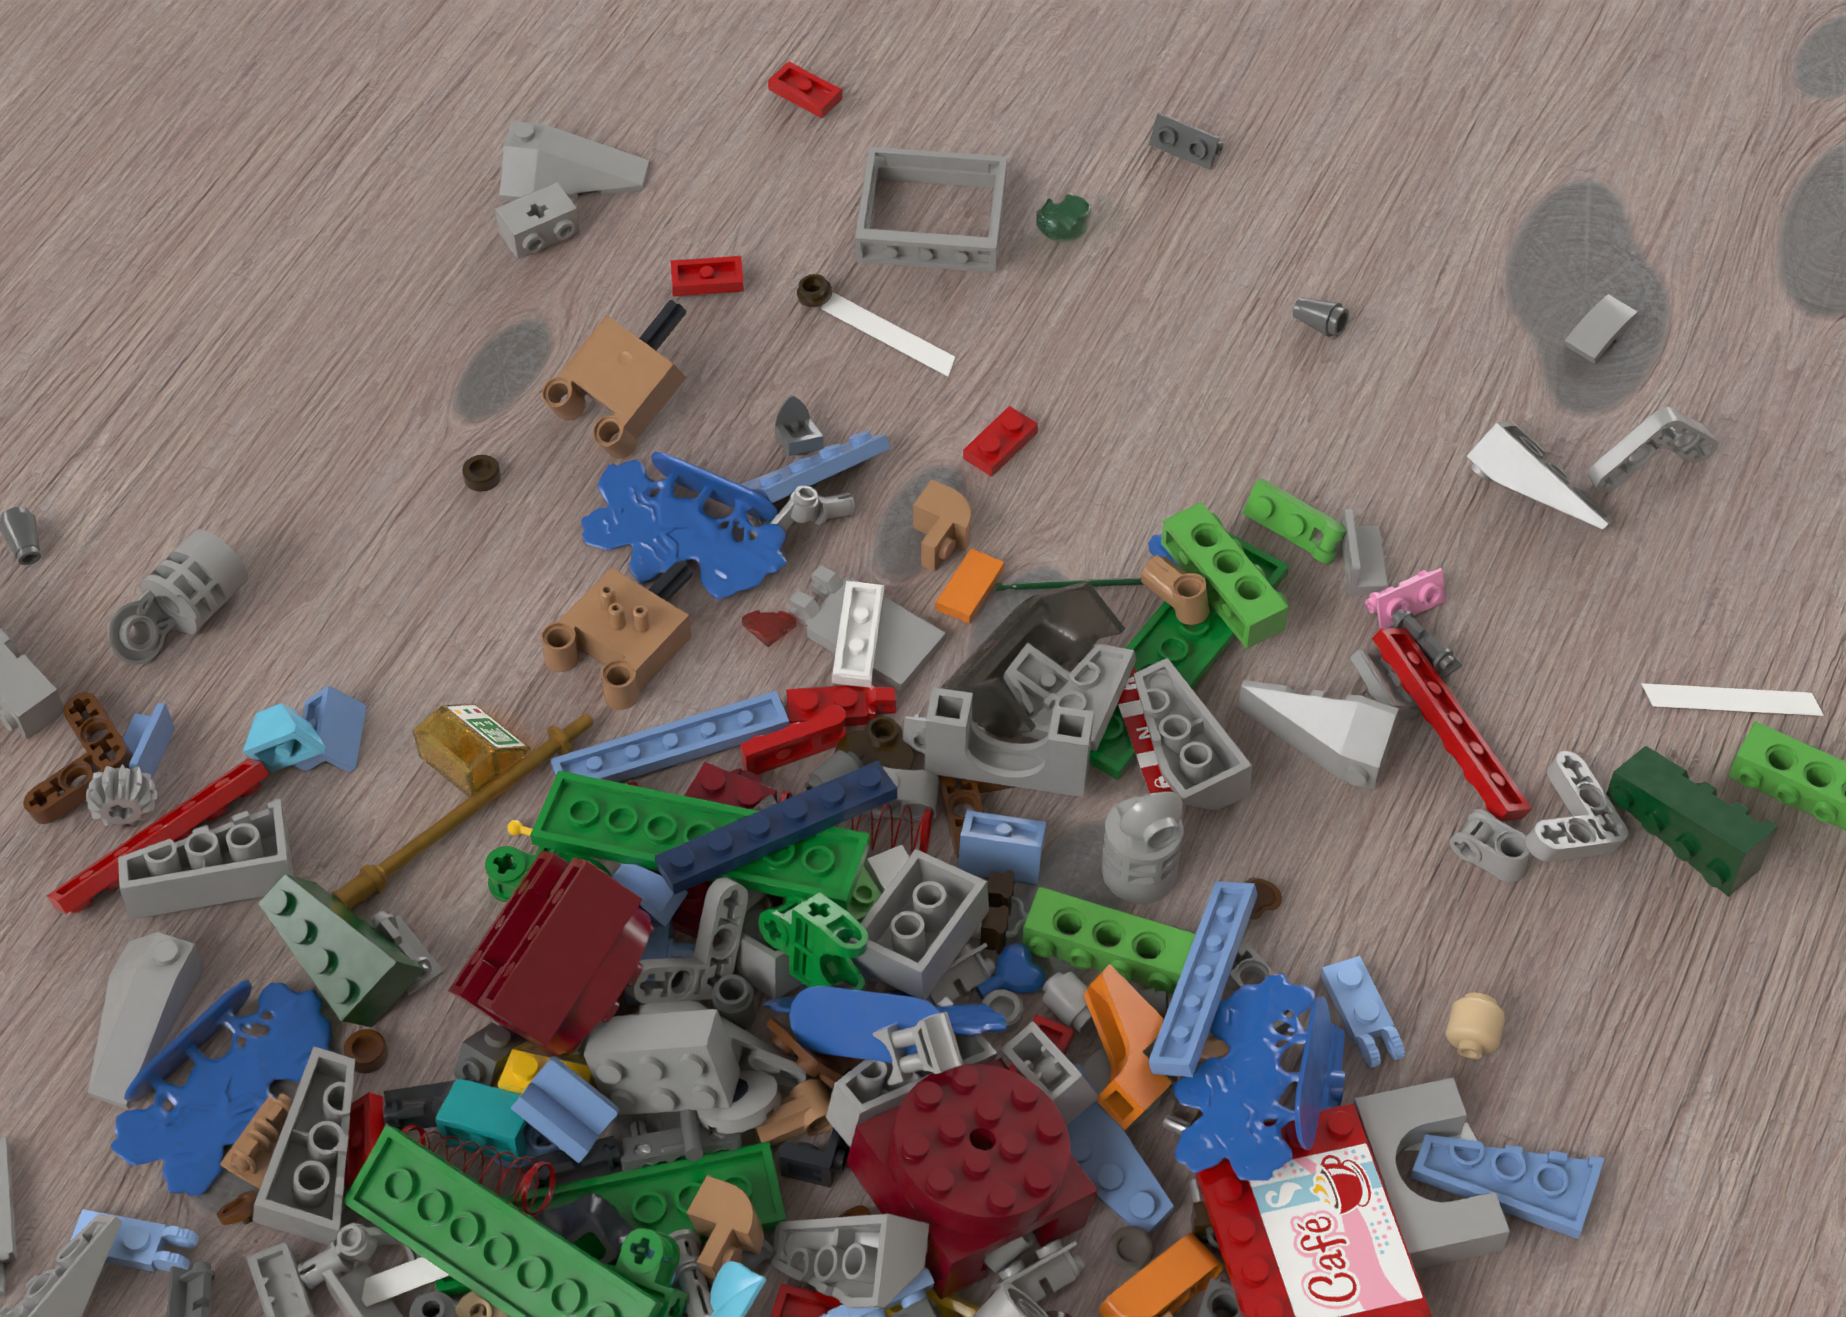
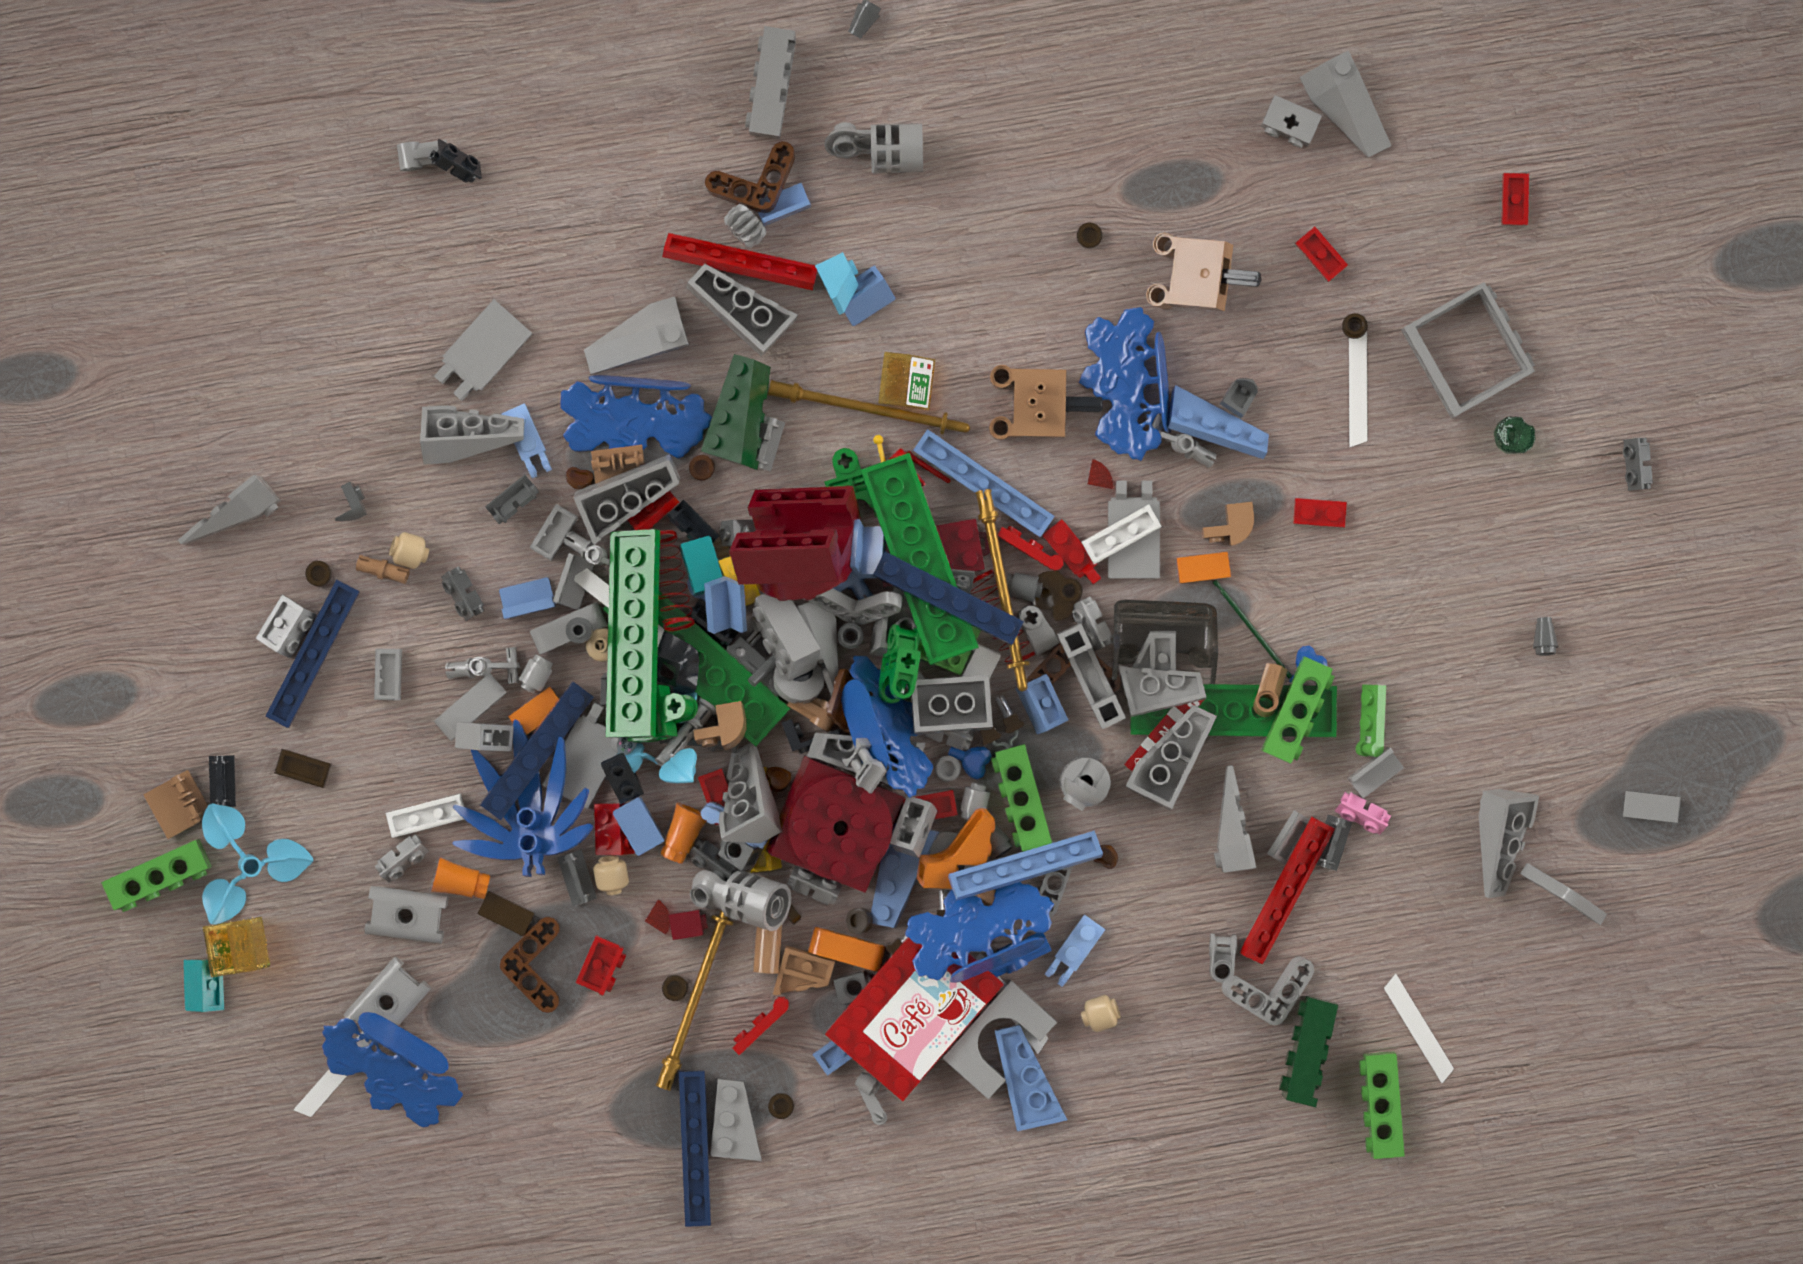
camera: 55 degrees right, 35 degrees up
(715, 751) = (988, 517): none -> pearl gold bar

